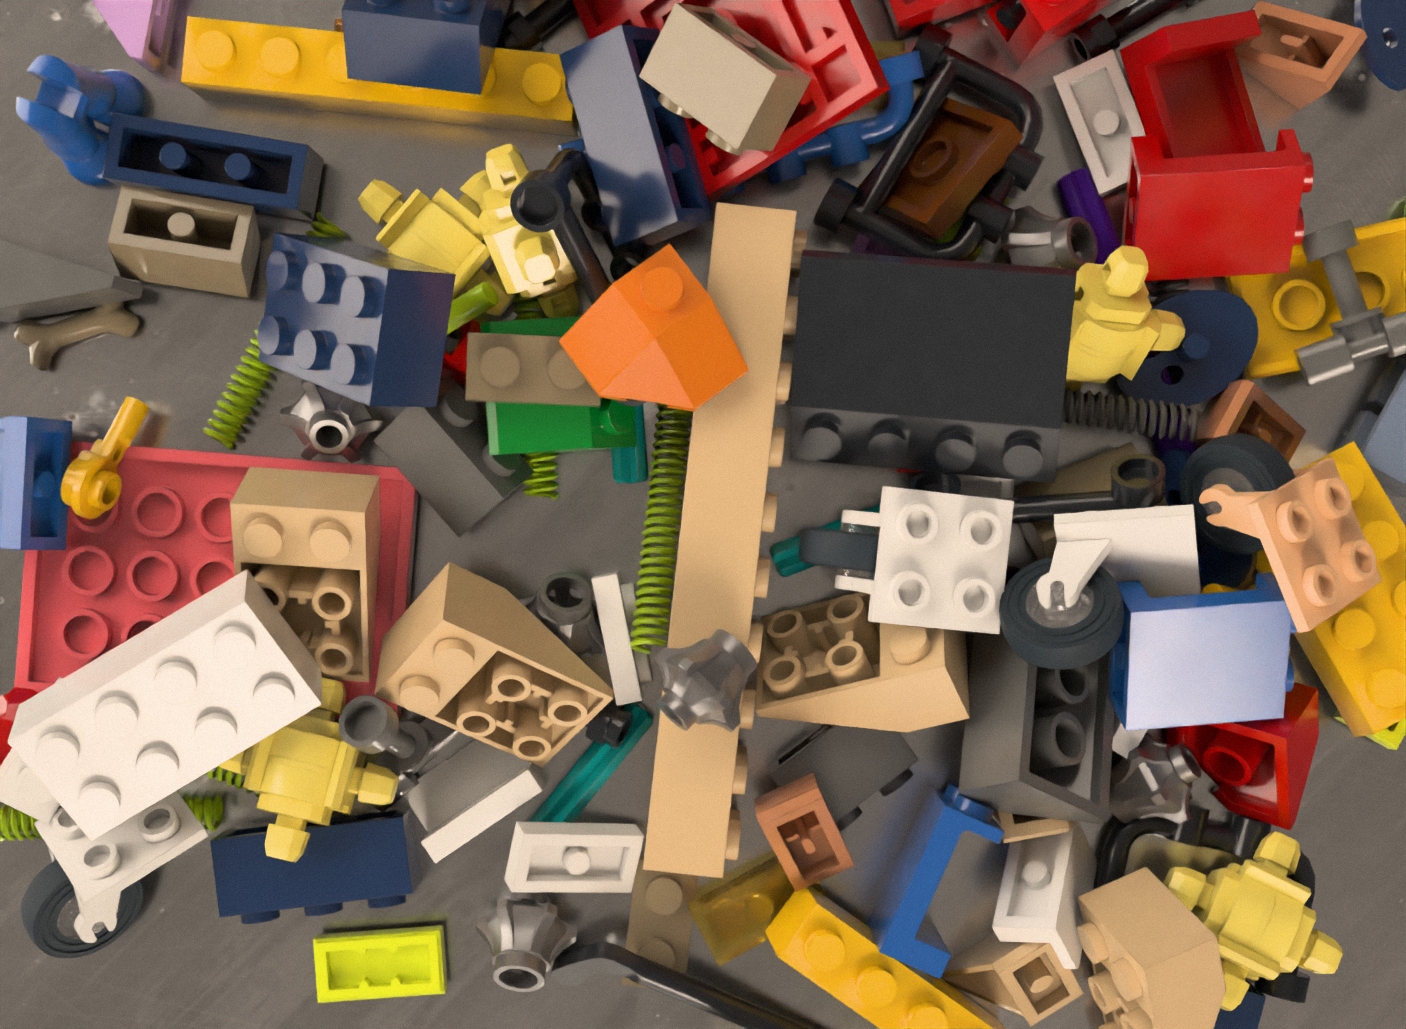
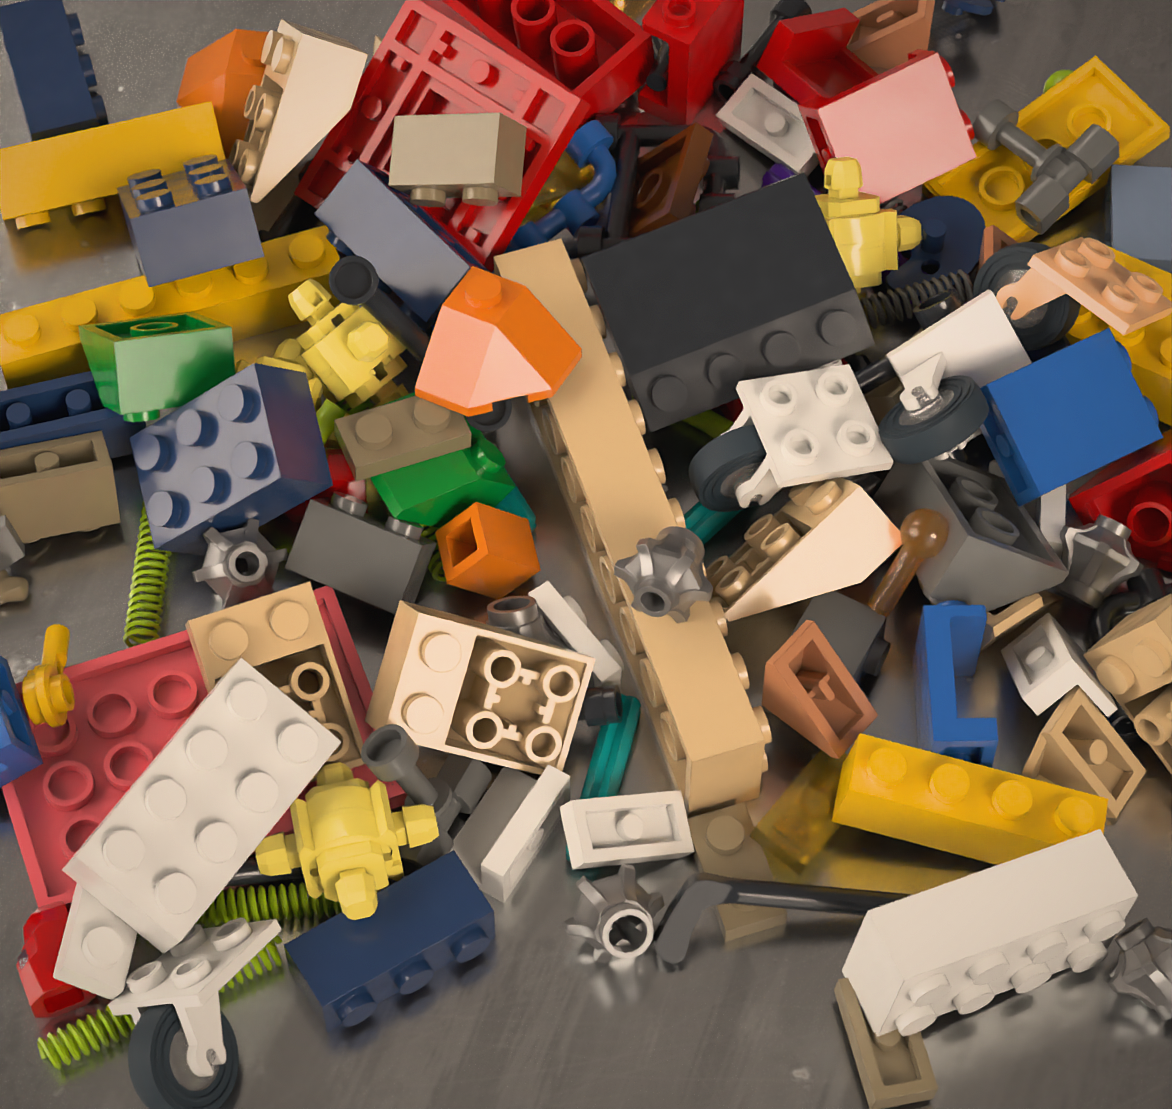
camera: 25 degrees left, 30 degrees down
(327, 169) = (157, 361): none -> green slope
(380, 964) = (492, 1010): neon yellow plate -> none
(577, 507) = (487, 551): none -> orange brick
(677, 440) = (559, 547): lime piece -> none
(983, 733) = (922, 537): none -> clear orange bar

